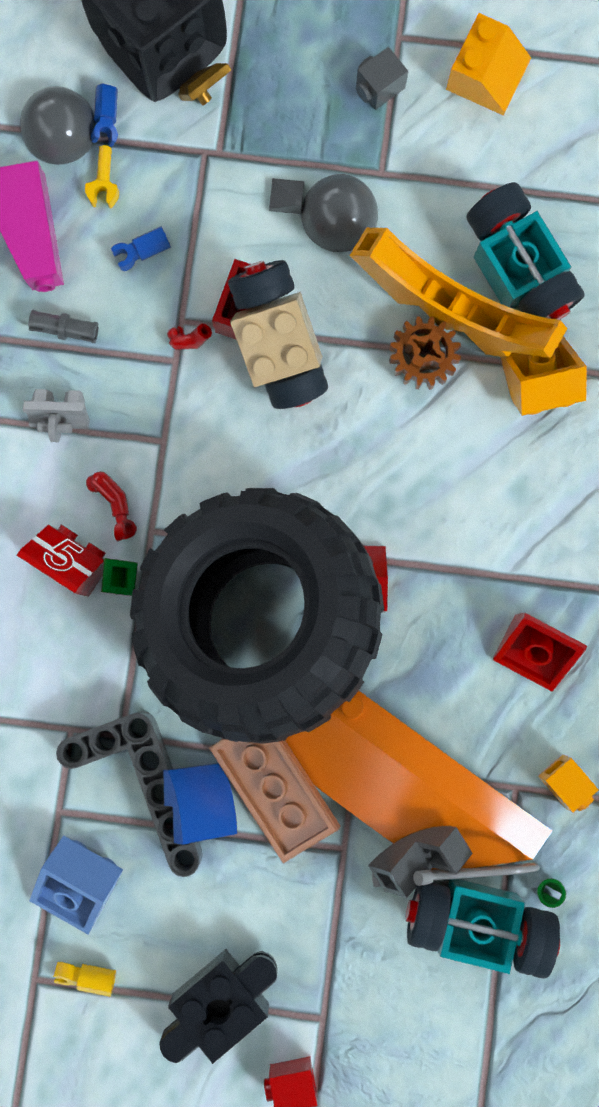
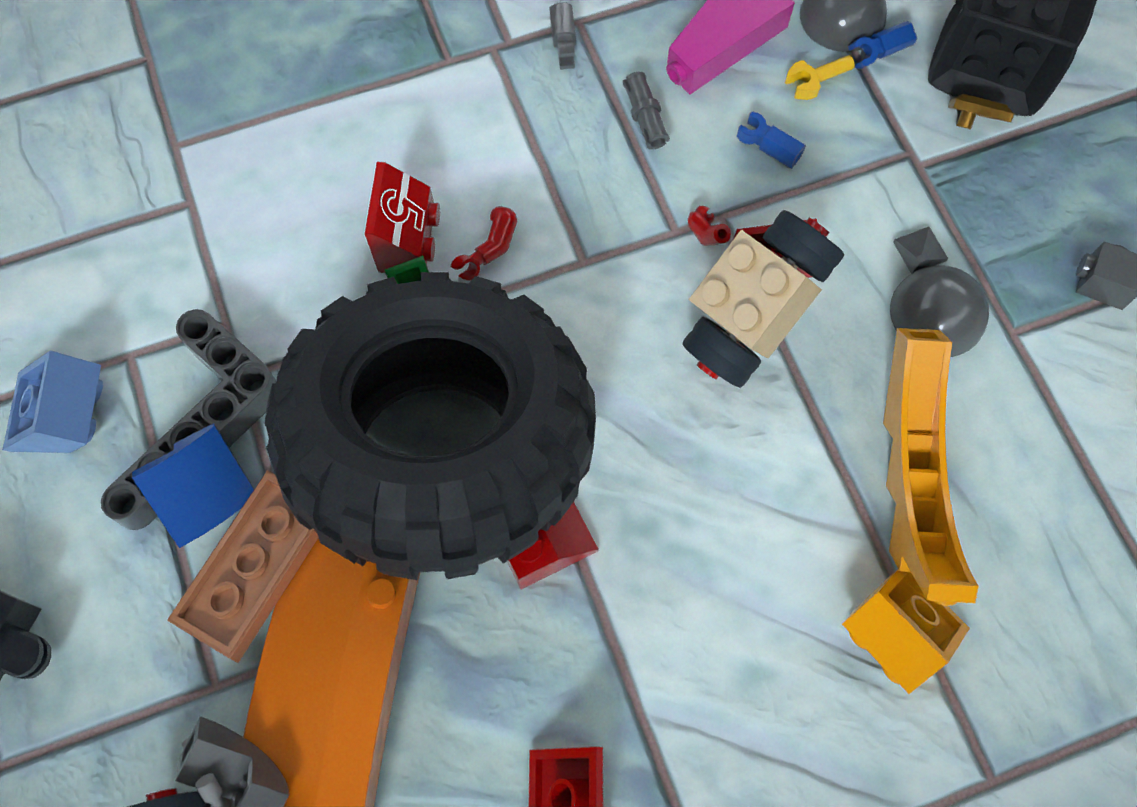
camera: 60 degrees right, 15 degrees down
(56, 416) = (549, 147): light grey hips -> none
(434, 360) = (858, 464): dark orange gear -> none
(522, 255) = (1029, 520): brick -> none

